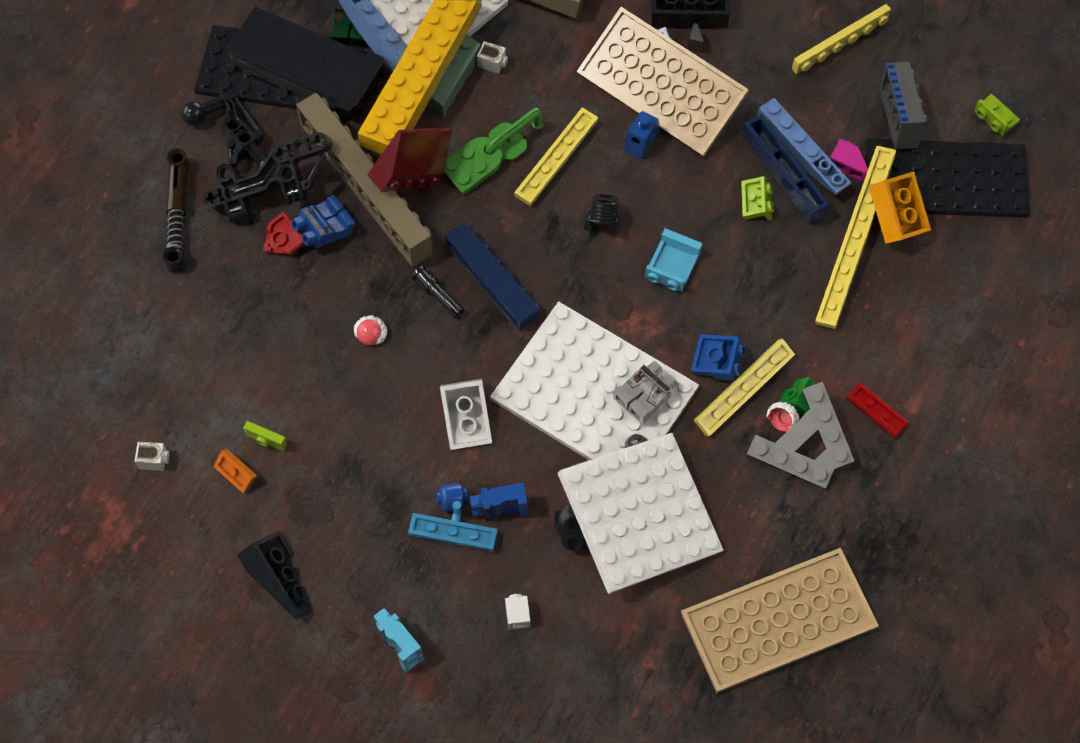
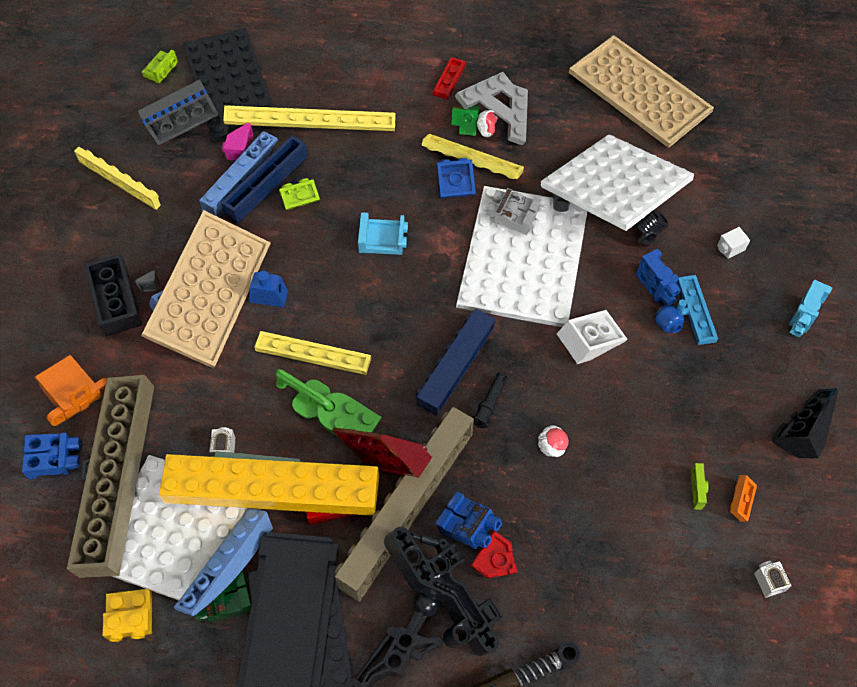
camera: 110 degrees left, 5 degrees down
(604, 212) = (358, 291): black piece -> none
(899, 207) = (278, 91): light orange brick -> none

